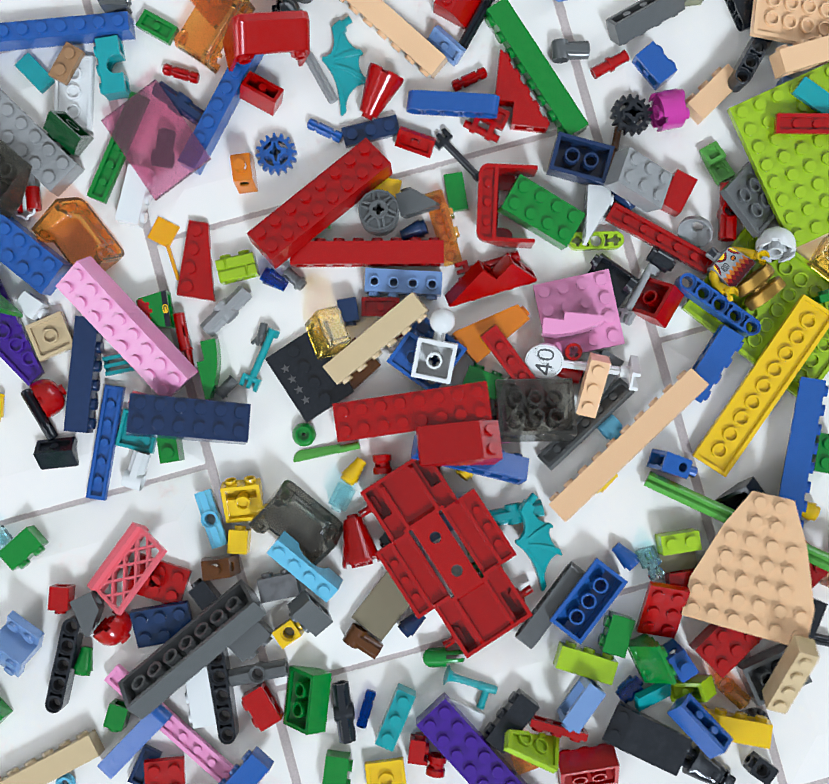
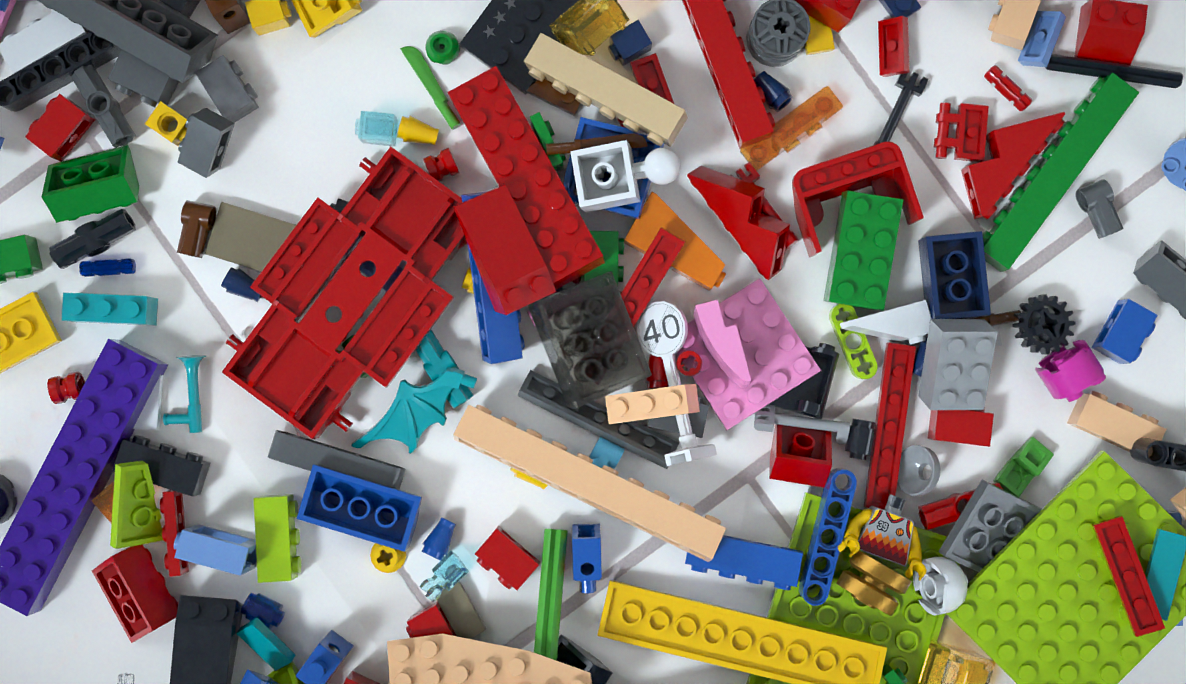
camera: 65 degrees right, 0 degrees up
(302, 518) = (321, 84): clear smoke windscreen -> none
(319, 580) = (273, 82): medium azure arch -> none
(357, 543) = (322, 171): red cone -> none
(386, 389) = (544, 134): none -> green plate
(403, 282) = (695, 95): medium blue brick -> none
(414, 203) = (809, 75): dark grey slope -> none
(417, 331) = (633, 139): none -> reddish brown piece
(418, 749) = (77, 355): red brick -> none
(436, 657) = (210, 337): green arm -> none
(453, 104) = (964, 76): blue beam -> none
(455, 191) = (847, 127): green tile -> none
(609, 64) = (1102, 270): red pin -> none
(616, 634) = (330, 565): green brick -> none
(626, 596) = (387, 558): none -> yellow piece
(651, 660) = (311, 621): green slope -> none
(654, 516) = (506, 558): none -> red brick
(662, 609) = (385, 614): red plate -> none
(678, 541) = (485, 603): lime brick -> none

